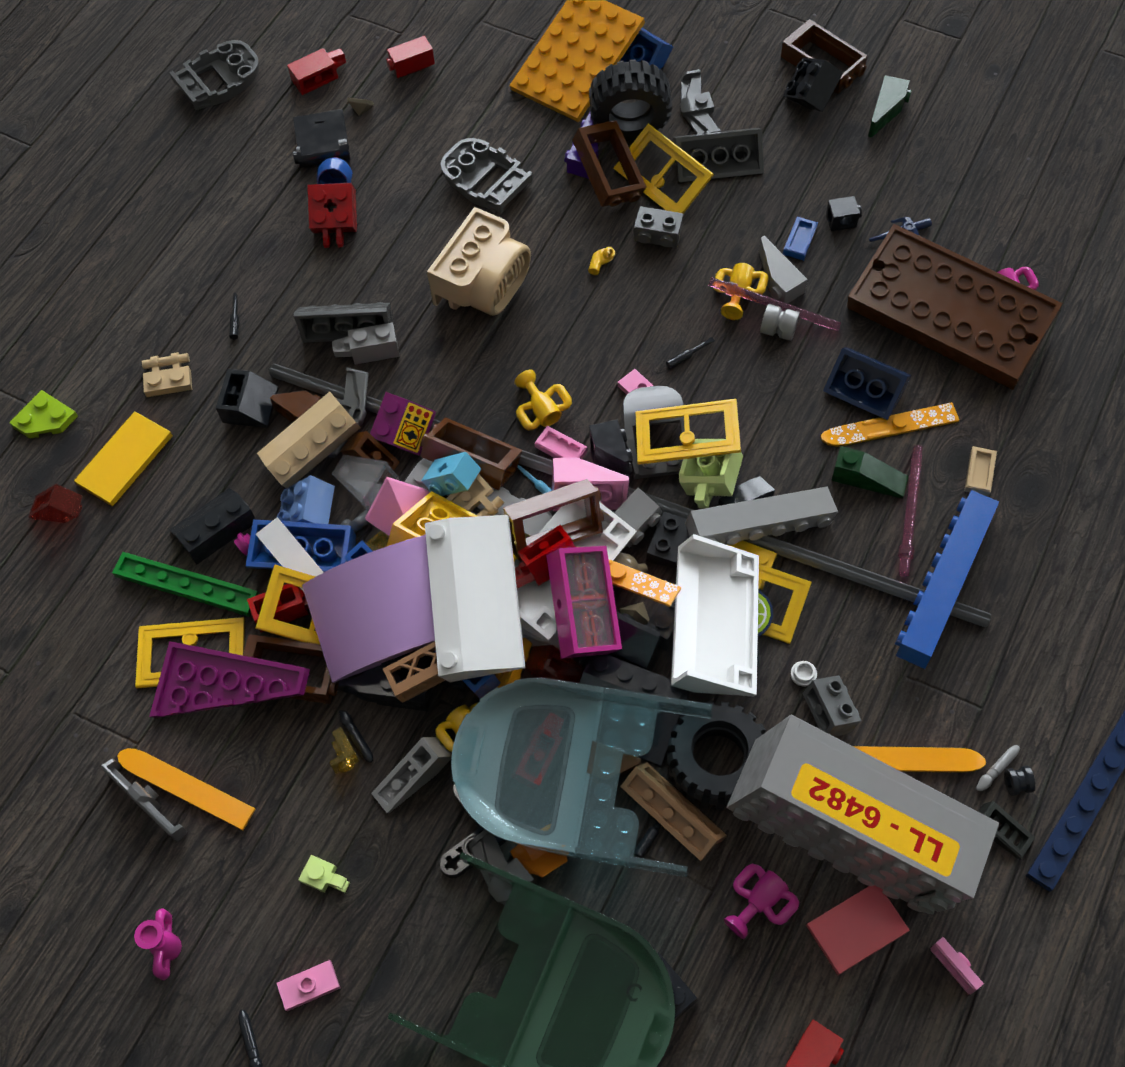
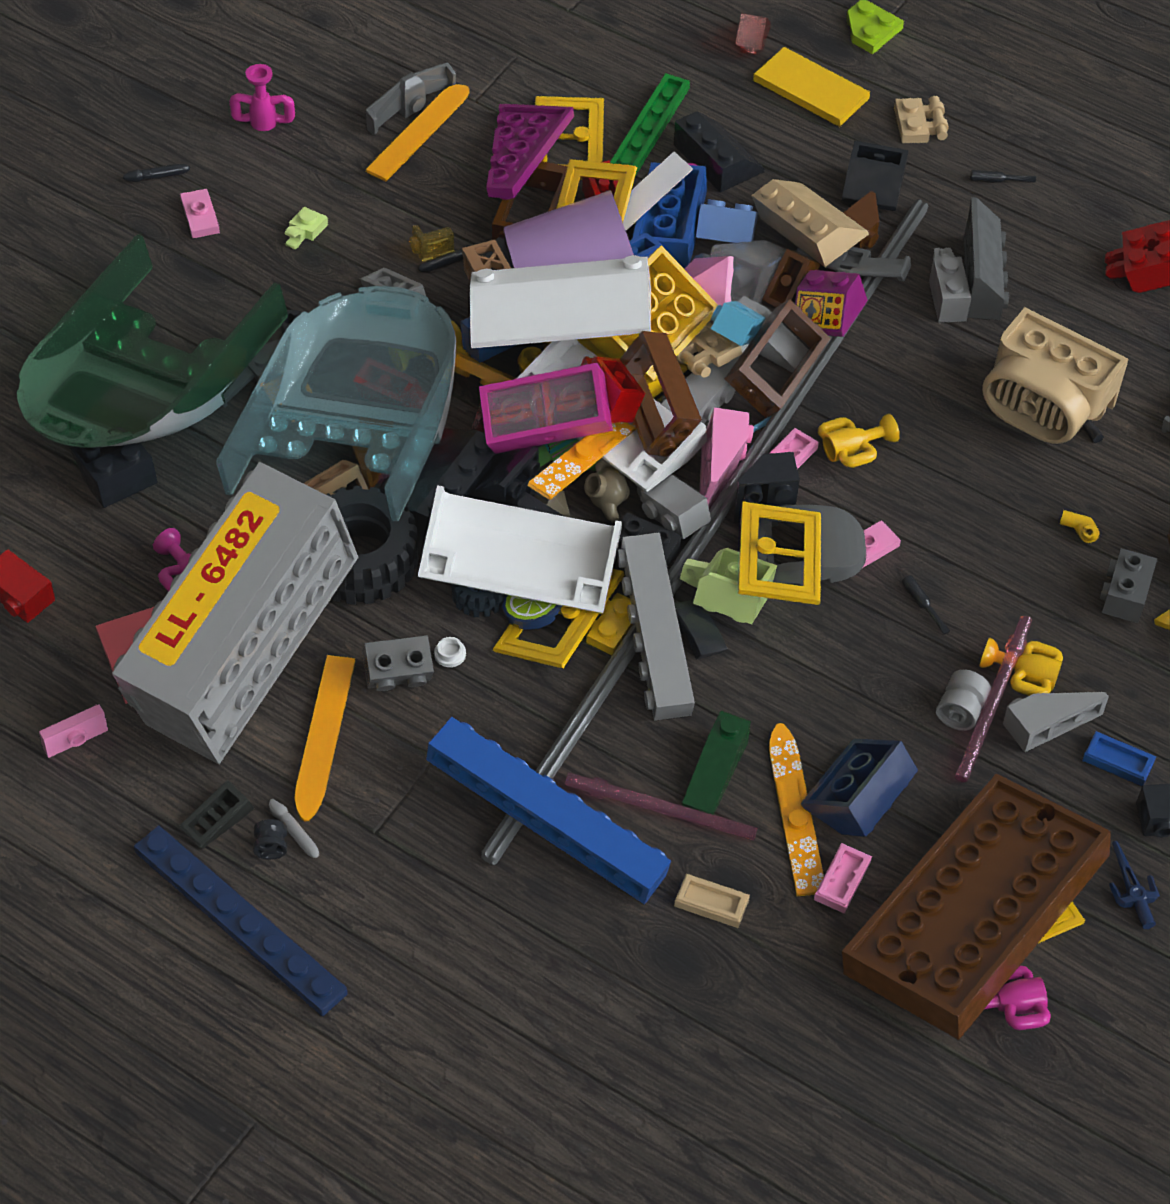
camera: 90 degrees right, 10 degrees down
(943, 390) = (842, 878): none -> bright pink plate

